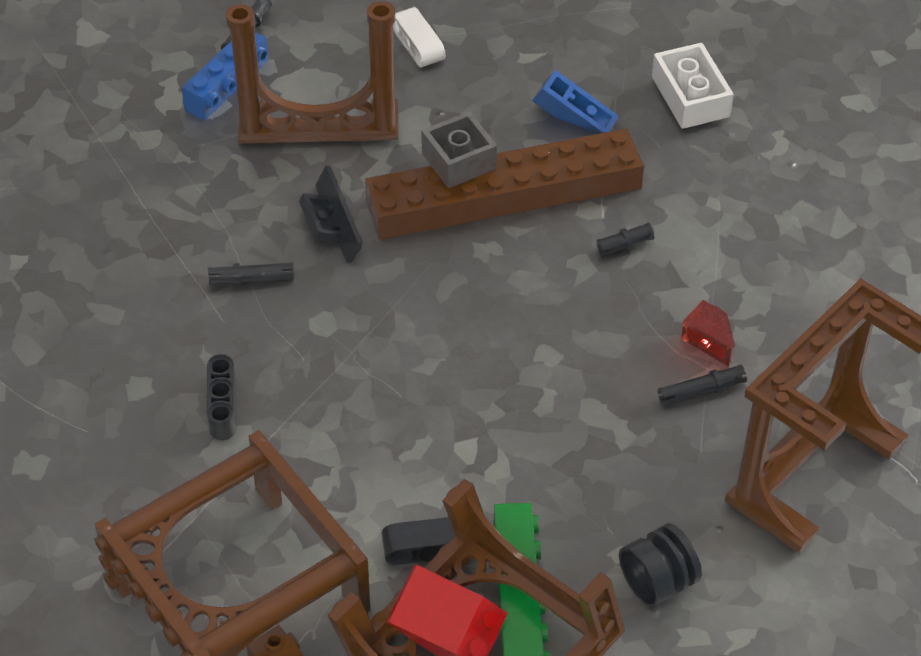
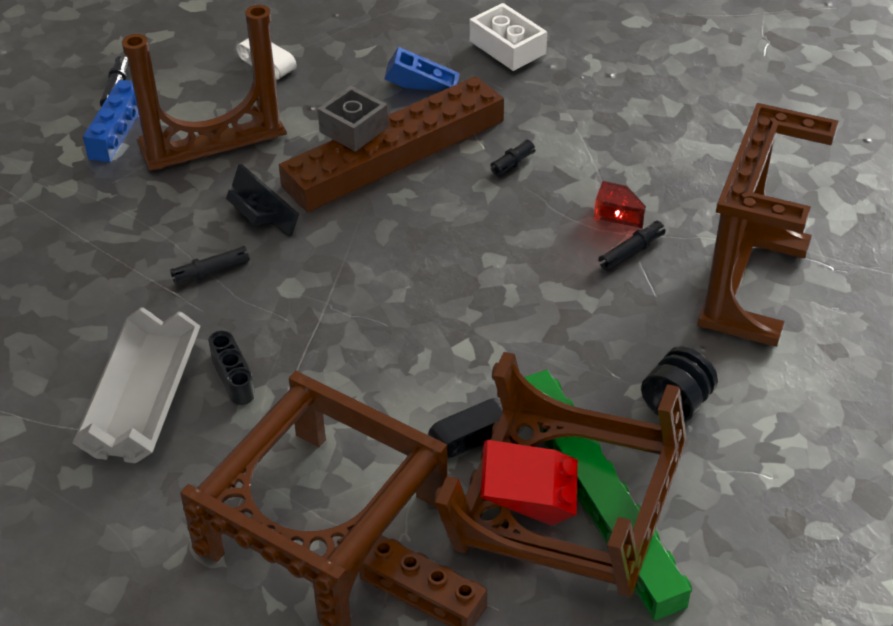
camera: 20 degrees left, 5 degrees down
(122, 387) = (137, 386): none -> light grey panel

